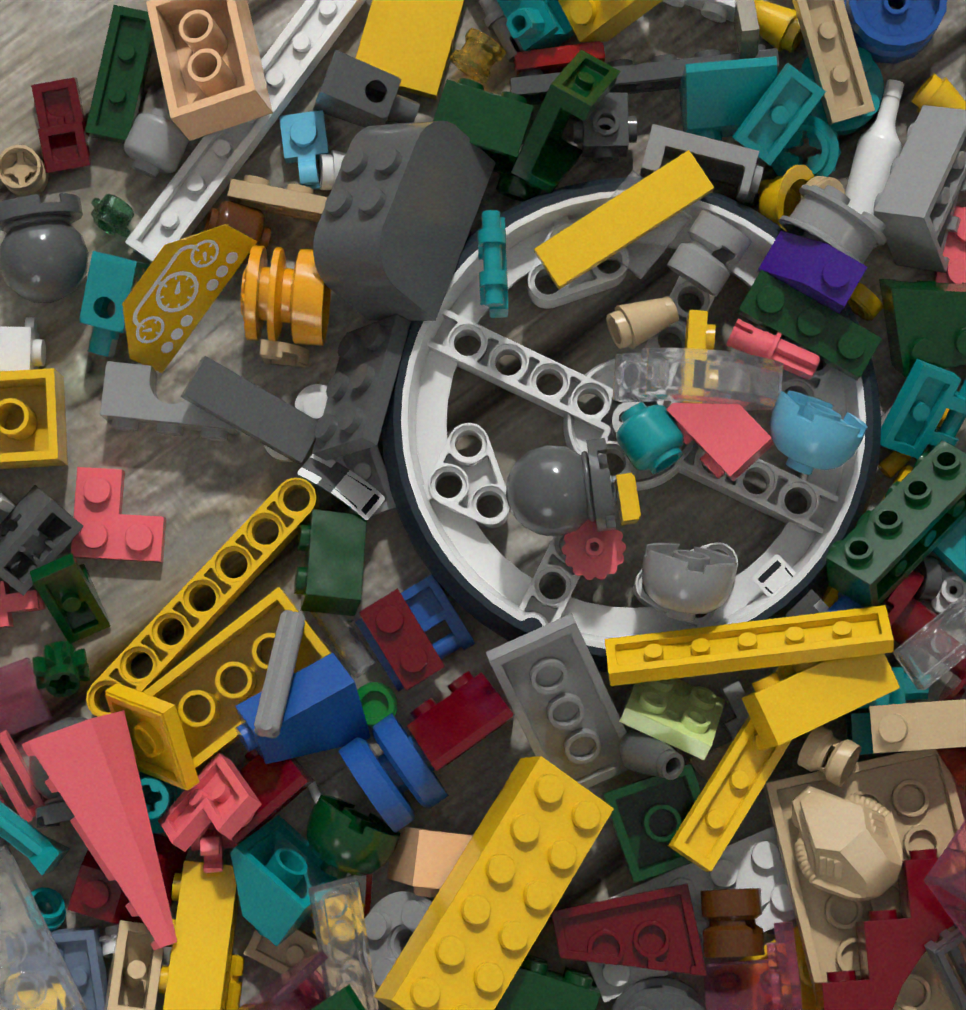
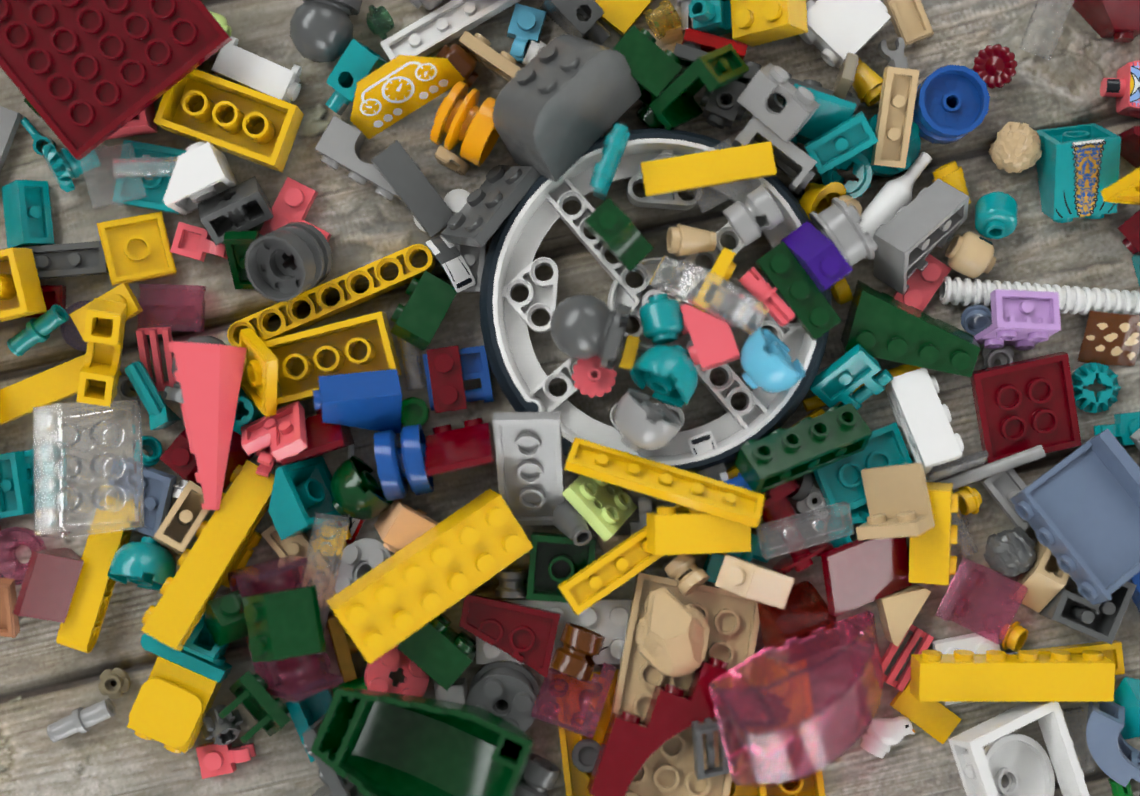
camera: 20 degrees right, 5 degrees up
(61, 668) = (221, 302): dark green gear -> none
(117, 591) = (288, 261): none -> dark grey wheel
(279, 674) = (354, 368): light grey axle -> none
(545, 353) = (618, 234): none -> dark green arch
(604, 874) = (511, 583): none -> flat silver wheel
(654, 105) = (762, 102): none -> light grey brick
(688, 503) = (668, 373): none -> teal cylinder

